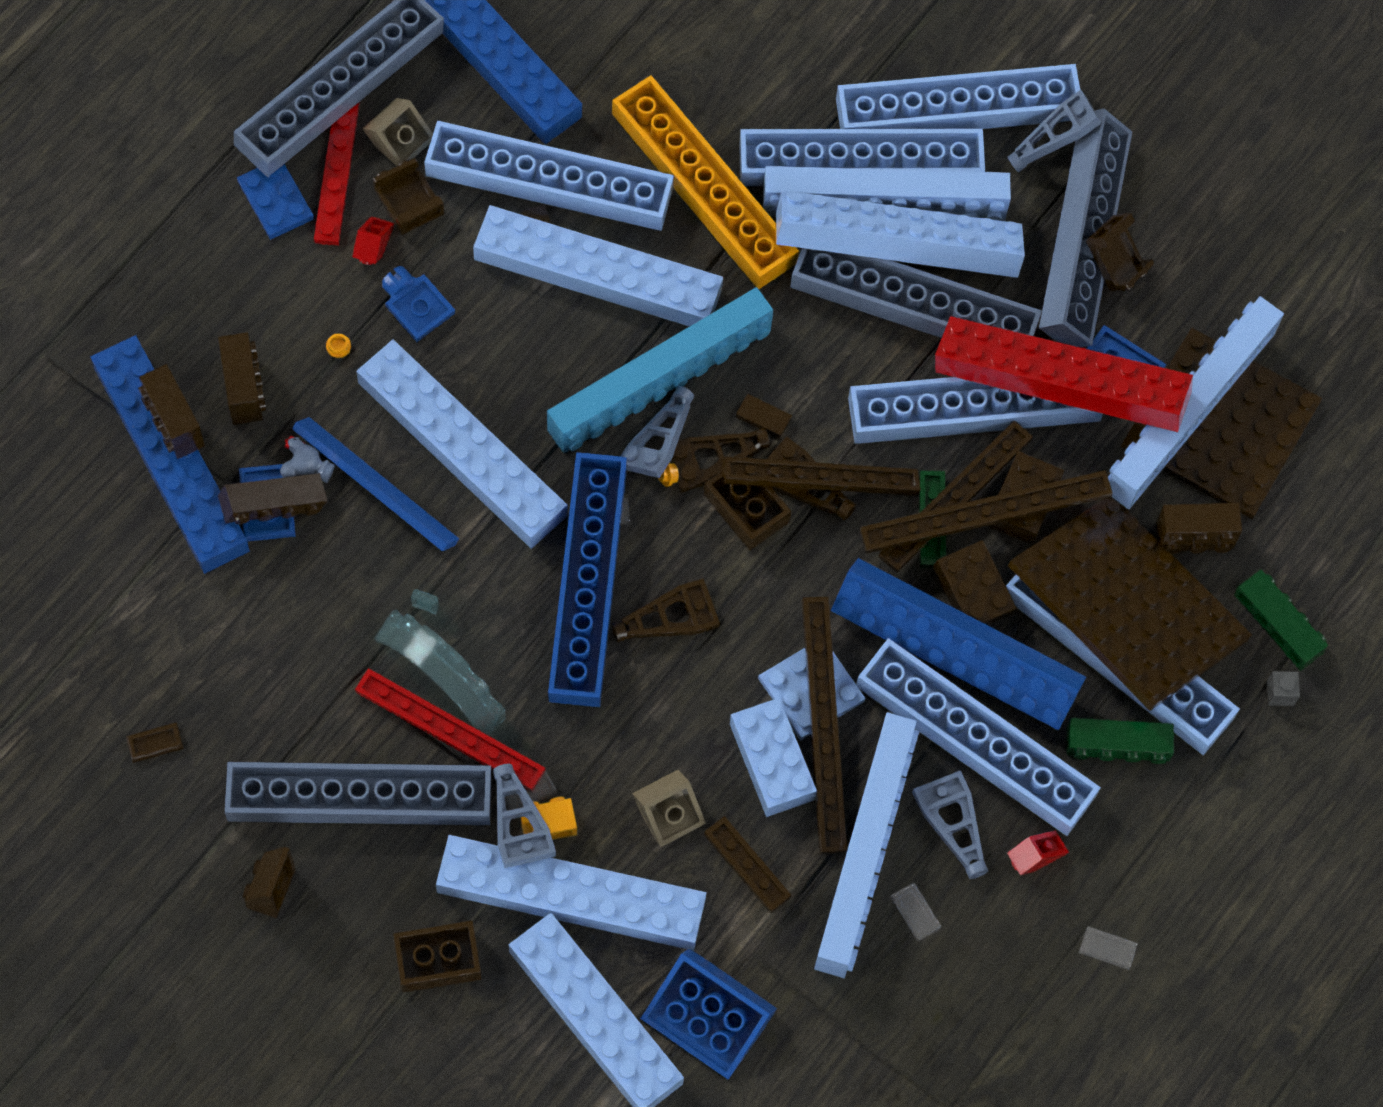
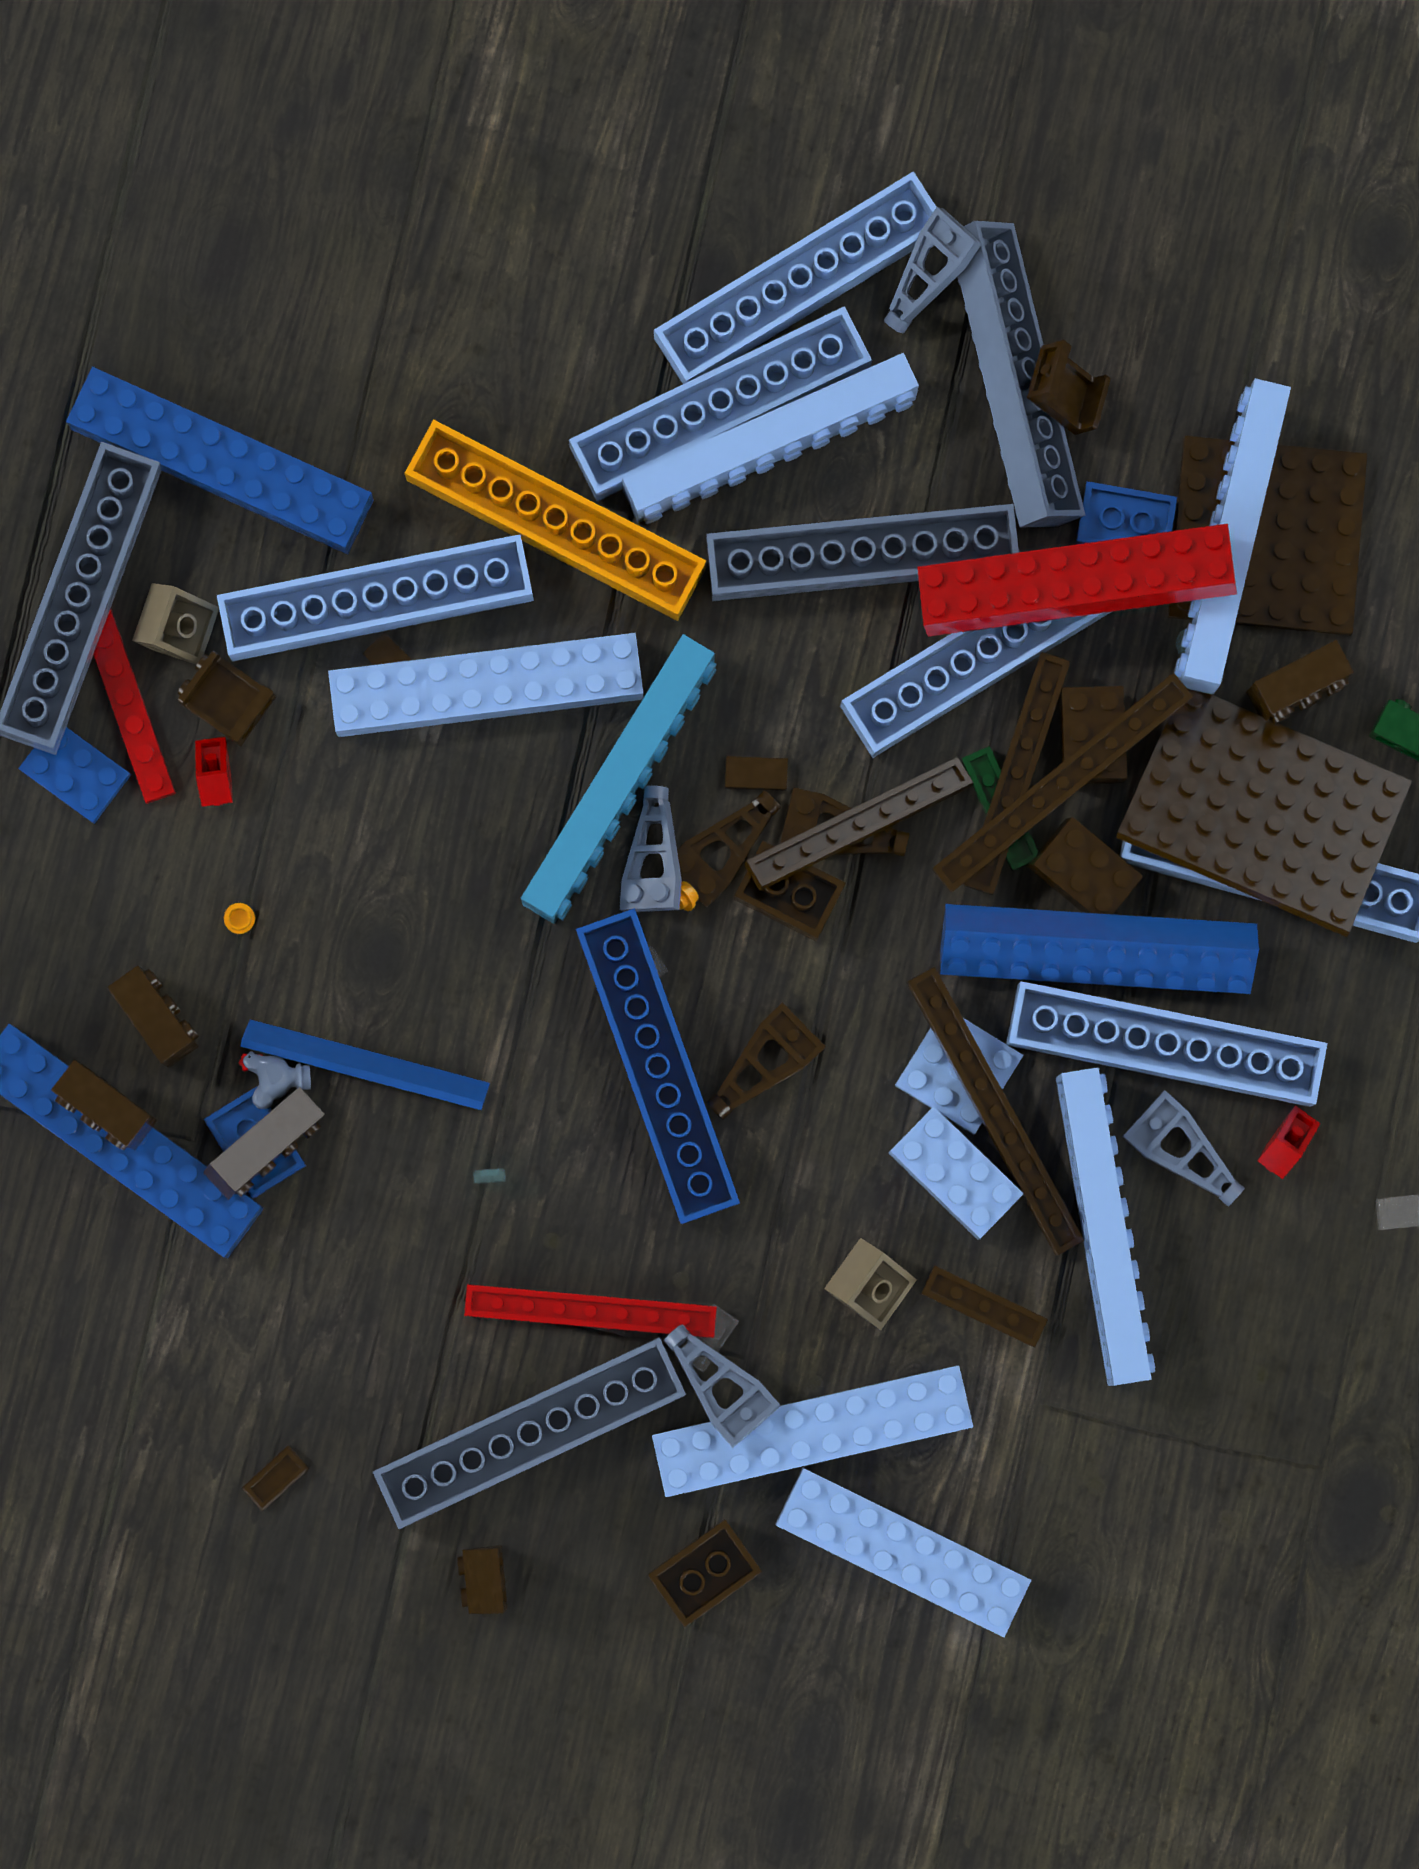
camera: 25 degrees left, 15 degrees up
(415, 303) = (301, 826): blue plate -> none
(444, 667) = (547, 1253): clear light blue windscreen -> none
(462, 443) = (437, 971): light blue brick -> none
(557, 815) = (754, 1356): light orange brick -> none
(708, 1013) = (1021, 1491): blue slope -> none
(899, 234) = (810, 486): light blue brick -> none
(916, 911) = (1187, 1270): clear tile -> none
(1120, 740) = (1321, 970): dark green brick -> none

